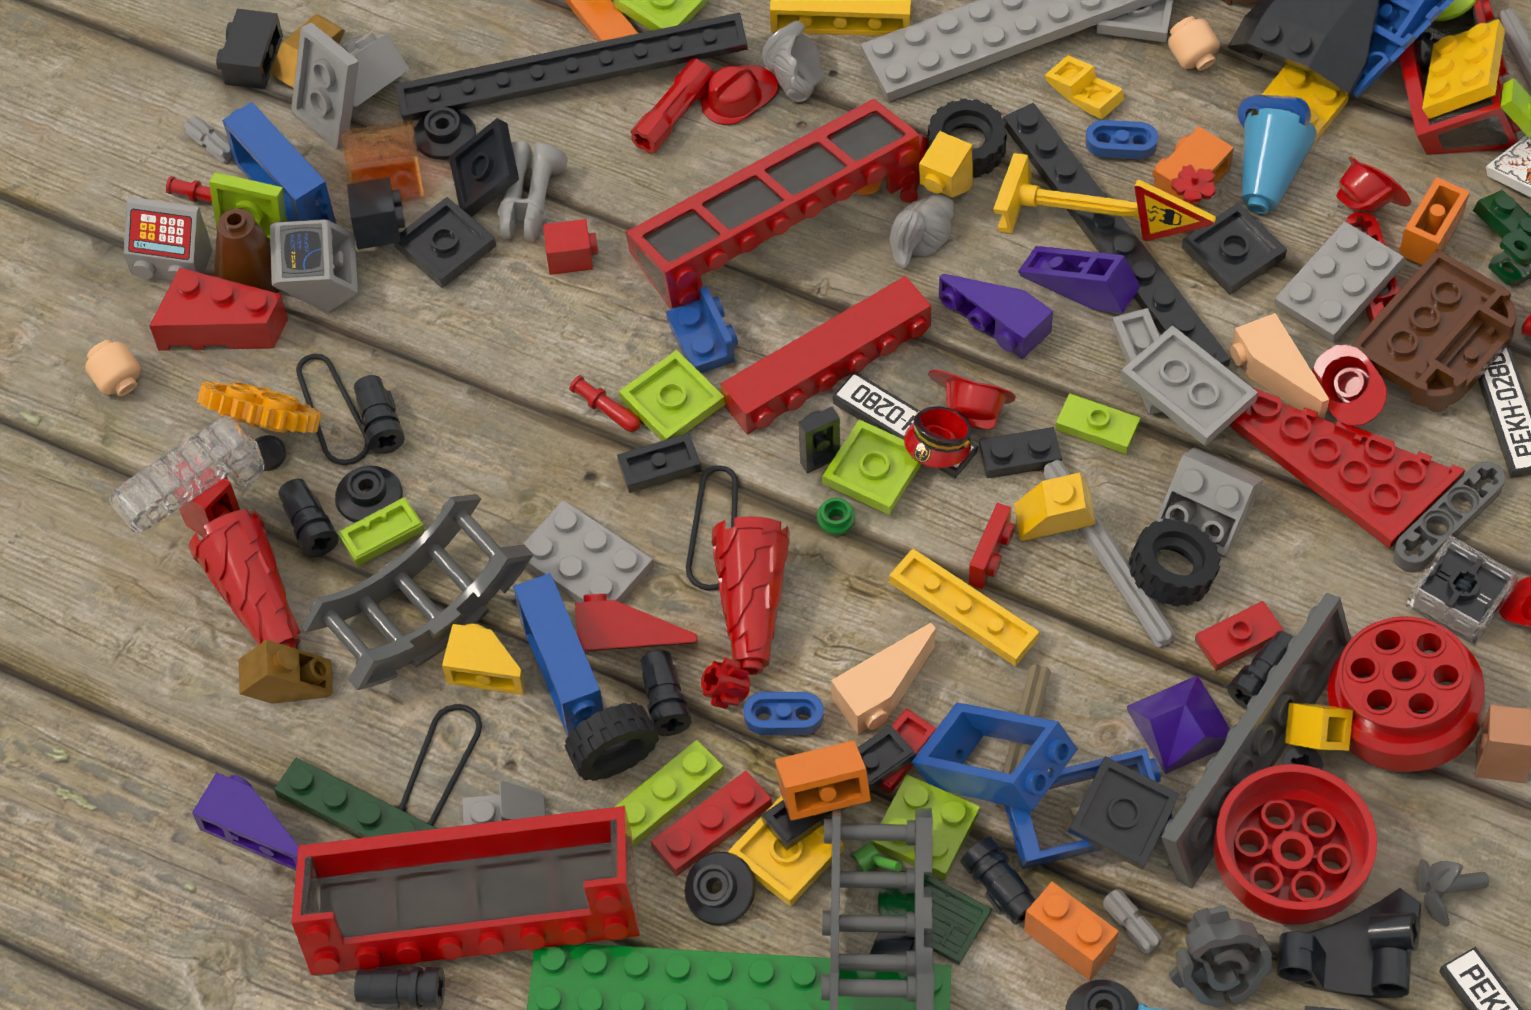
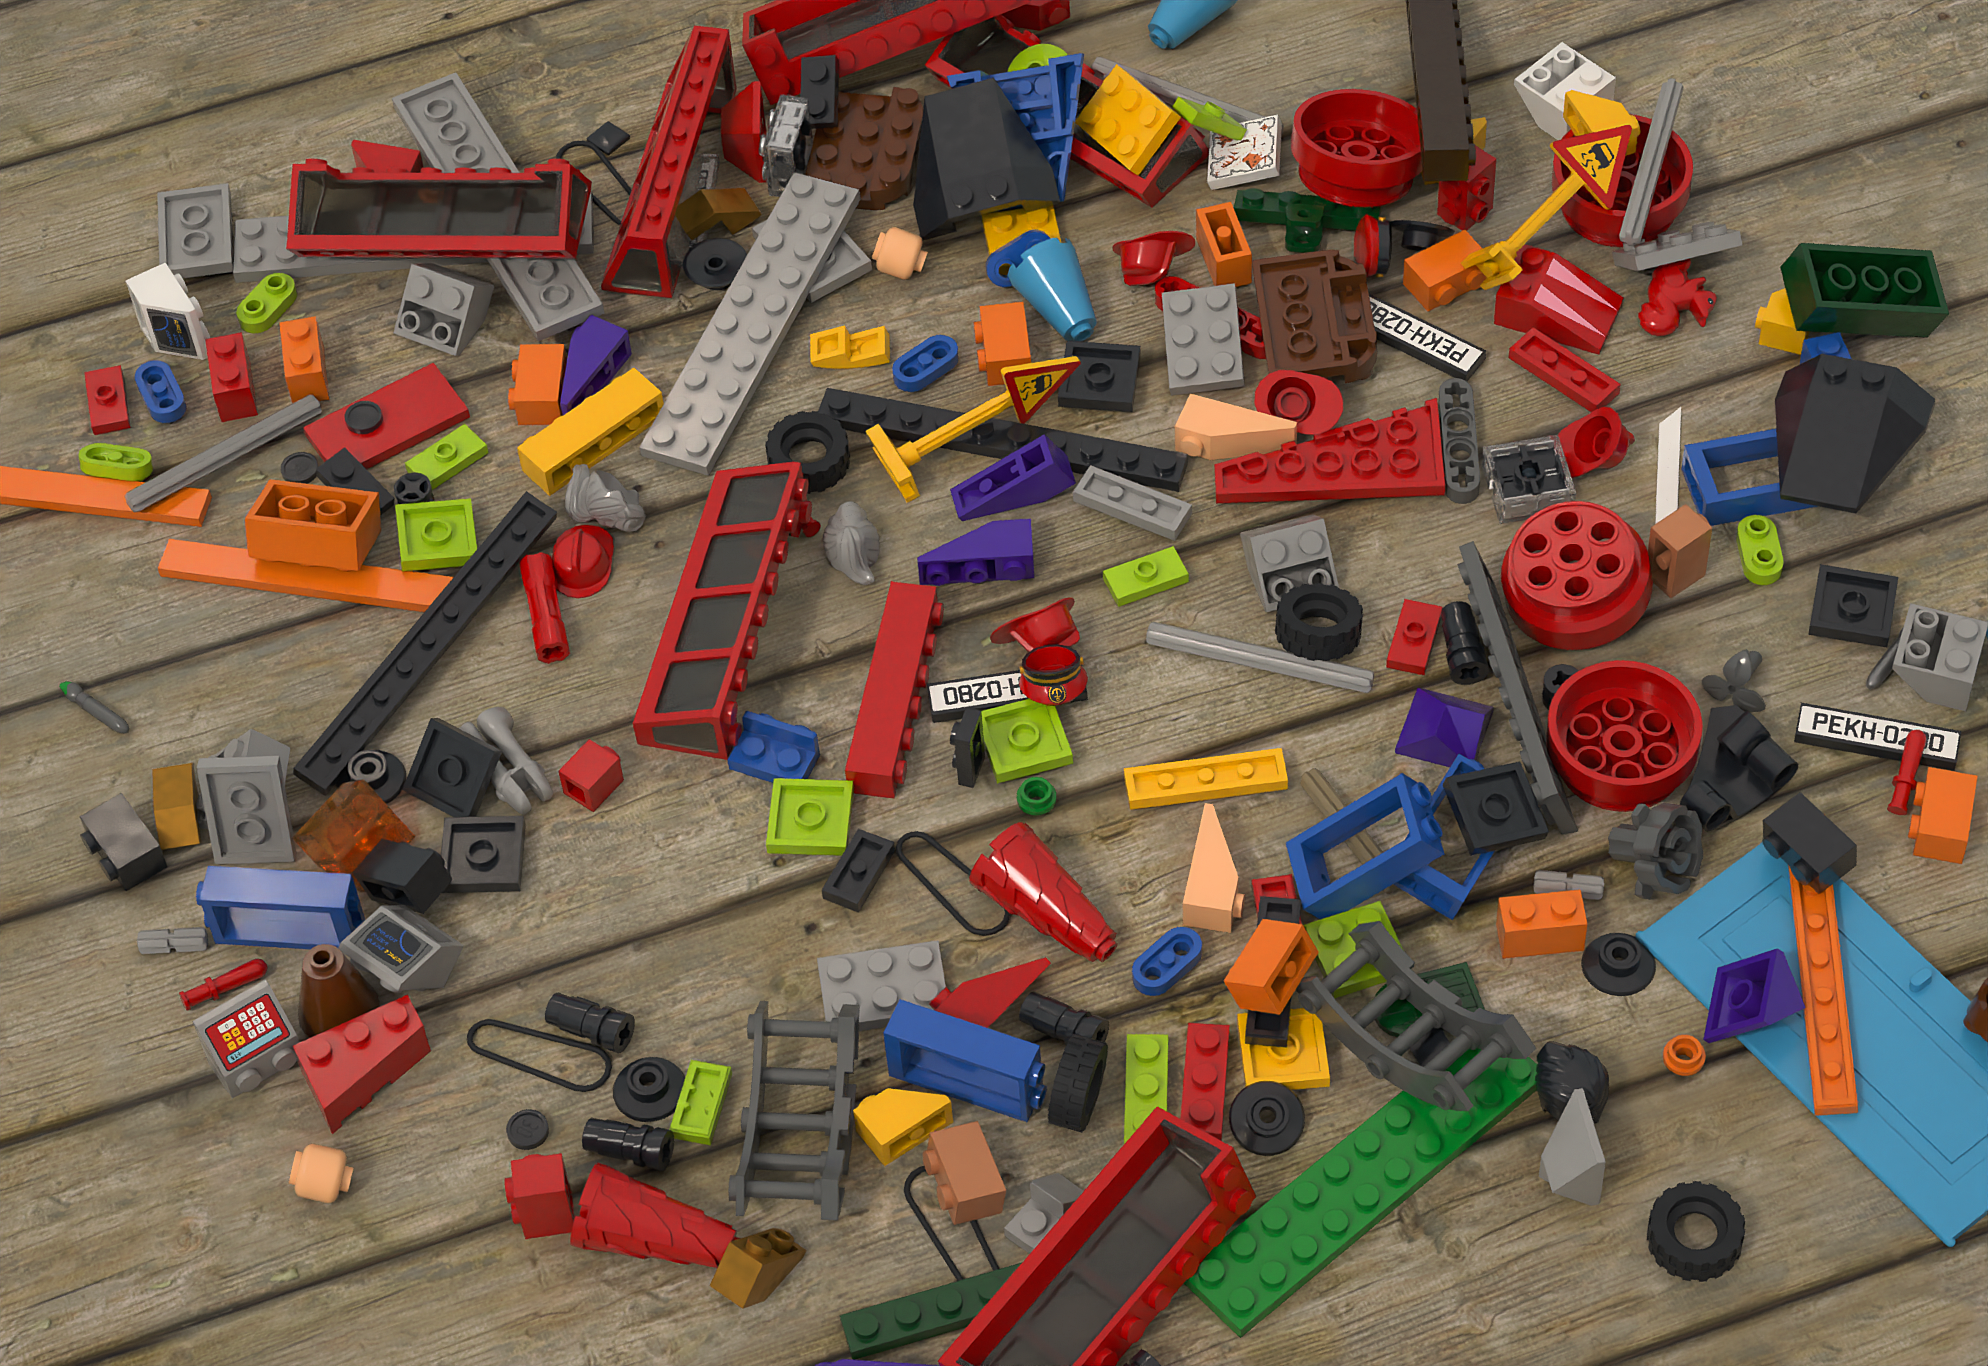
camera: 45 degrees left, 5 degrees down
(187, 472) = (529, 1140): clear beam -> none
(259, 407) = (502, 1087): light orange gear -> none
(260, 199) = (280, 952): lime plate -> none
(478, 735) = (964, 1173): none -> nougat brick
(598, 399) = (762, 865): red piece -> none
(725, 683) = (1114, 975): red gear -> none
(869, 858) = (1349, 999): bright green hand -> none
(947, 166) = (831, 475): yellow slope -> none
(986, 557) = (1172, 713): red plate -> none
(1003, 884) = (1461, 937): black axle -> none
(1019, 452) = (1114, 642): black plate -> none
(1055, 507) = (1193, 654): yellow slope -> none
(1188, 385) = (1189, 491): light grey plate -> none
(1194, 184) = (1027, 348): red plant -> none
(1319, 726) = (1547, 644): yellow brick -> none

